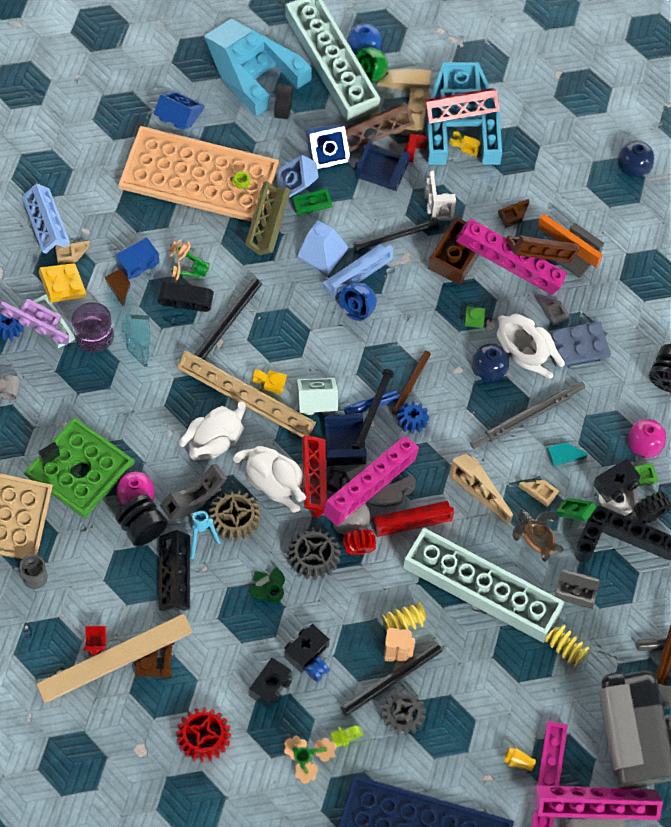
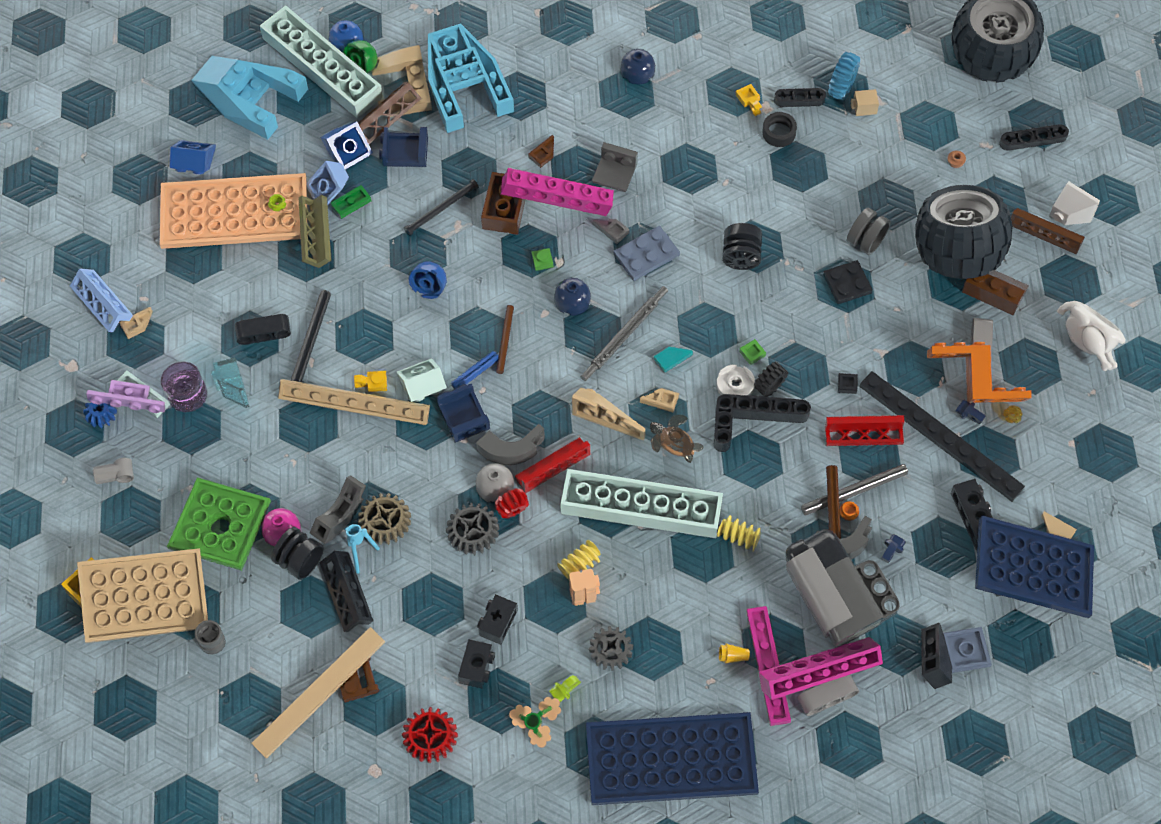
camera: 15 degrees left, 0 degrees up
(49, 453) = (185, 519): black tile -> none
(62, 282) = (138, 354): yellow plate -> none
(95, 639) = (293, 680): red bracket -> none
(119, 285) = (194, 338): reddish brown tile -> none
(137, 258) = (203, 308): blue brick -> none
(199, 266) = (265, 296): plant -> none
(214, 433) = (336, 447): white piece -> none
(266, 584) = (438, 572): dark green plate -> none
(273, 475) = (408, 468): white piece -> none
(283, 101) = (290, 117): black tyre -> none
(317, 669) = (514, 635): blue wheel -> none
(318, 484) = (447, 455): red fence -> none
(322, 248) = (376, 241): light blue slope -> none
(335, 479) = (467, 453): black bush -> none
(359, 269) = (418, 250): light blue fence -> none
(370, 480) = (502, 442): dark pink brick -> none
(387, 374) = (480, 338): black bar -> none
(391, 679) = (587, 621): black axle -> none
(415, 141) = (429, 114): red bracket -> none
(417, 423) = (524, 375): blue gear -> none
(441, 205) = (471, 167): white bracket -> none
(461, 98) = (455, 62): fence -> none
(467, 144) = (477, 102): yellow plate -> none
(527, 344) = (601, 267): white piece -> none
(542, 248) = (583, 174): reddish brown fence -> none
(561, 234) = (605, 160): orange tile -> none
(576, 509) = (701, 404): green plate -> none
(577, 589) = (729, 477): dark grey bracket -> none
(617, 481) = (729, 366): black brick -> none
(647, 438) = (741, 318): dark pink cylinder -> none

